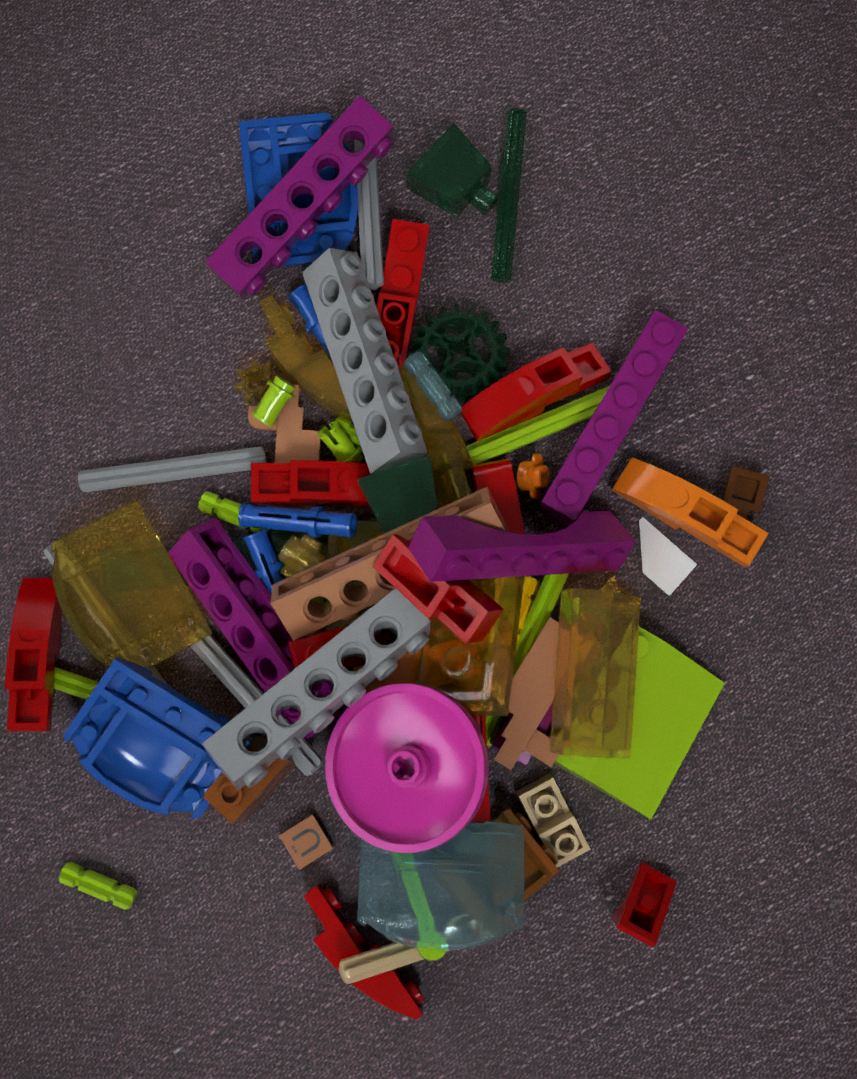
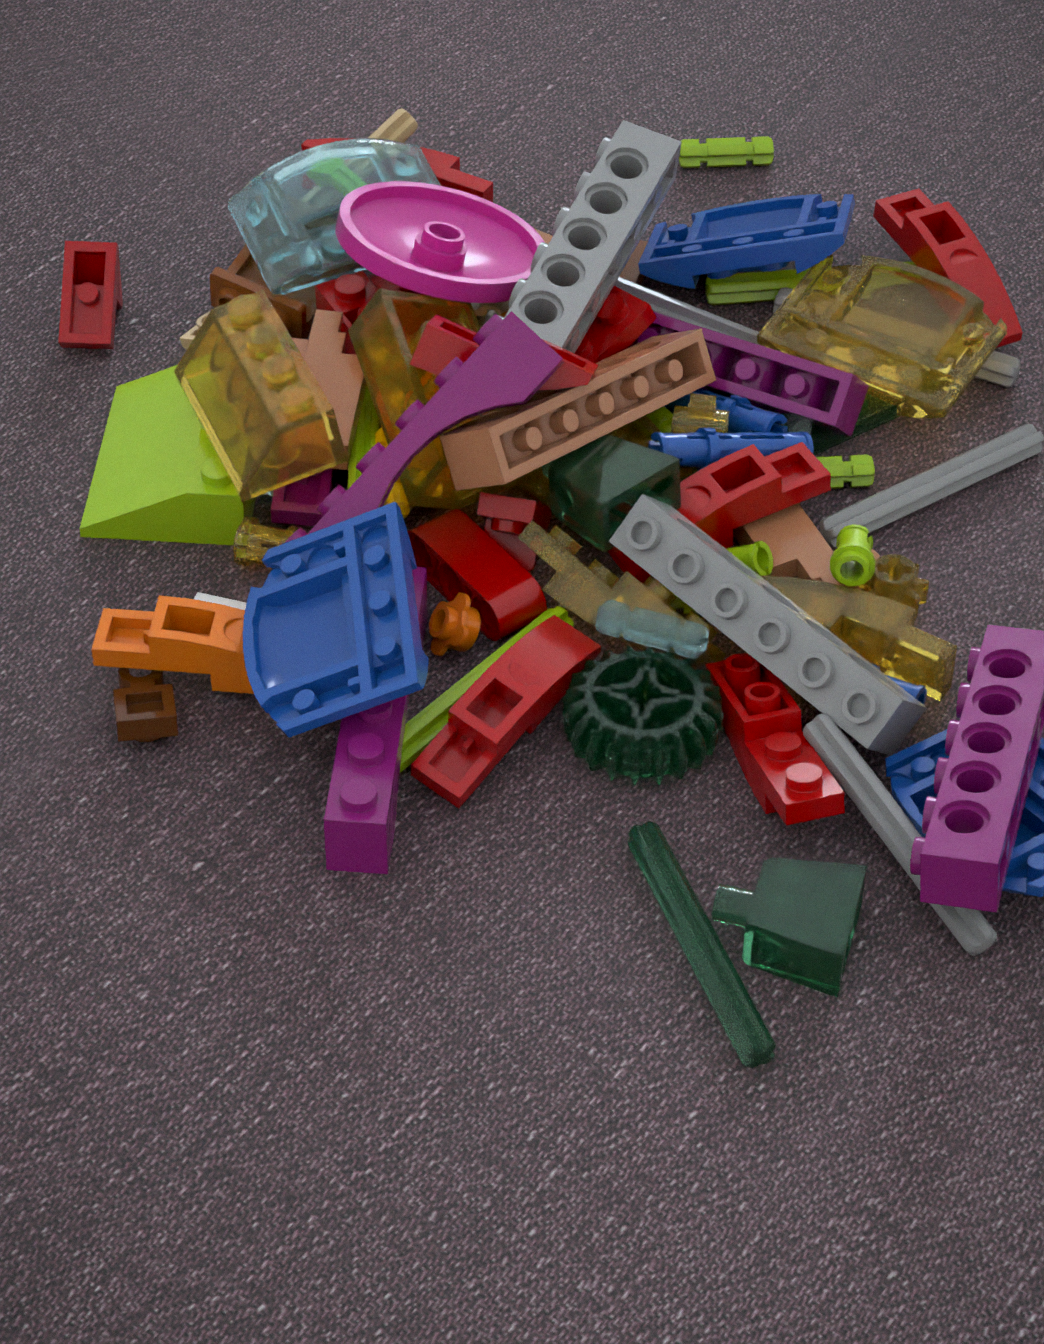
camera: 155 degrees right, 35 degrees down
(630, 445) = (335, 623): none -> blue slope

